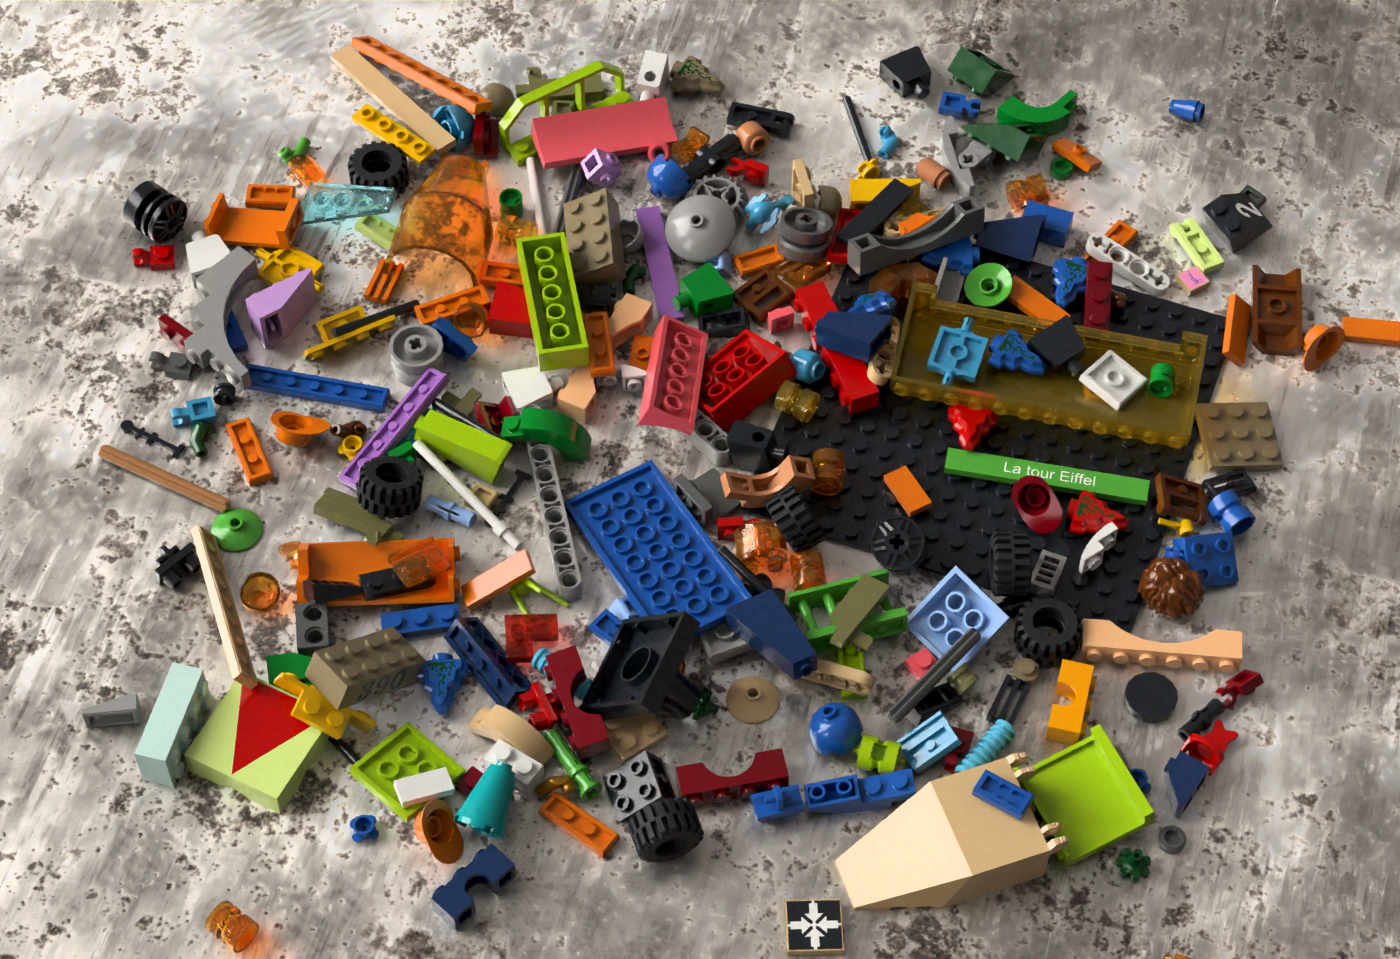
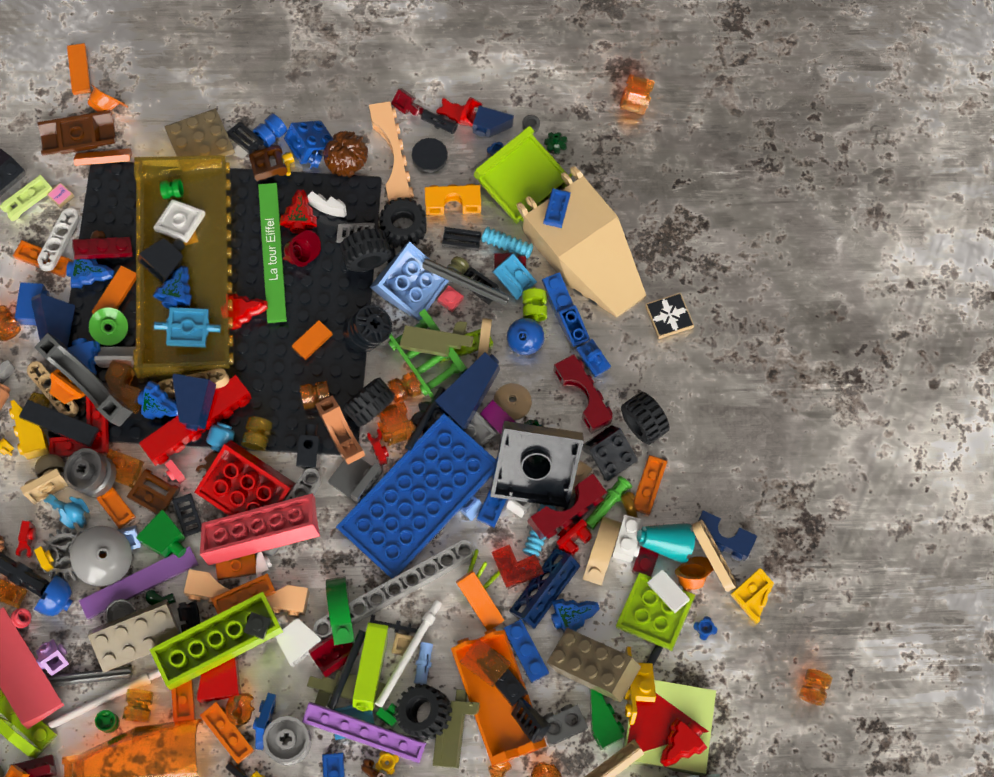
camera: 110 degrees left, 15 degrees up
(230, 735) = (682, 743): none -> red rock
(382, 898) = (753, 594): none -> yellow wing
(445, 853) = (714, 555): none -> tan beam
(548, 330) = (257, 625): none -> pearl dark grey plate
(712, 170) = (45, 558): none -> yellow plate
(733, 667) = (495, 415): none -> magenta slope
(1026, 670) = (434, 233): dark tan plate -> none

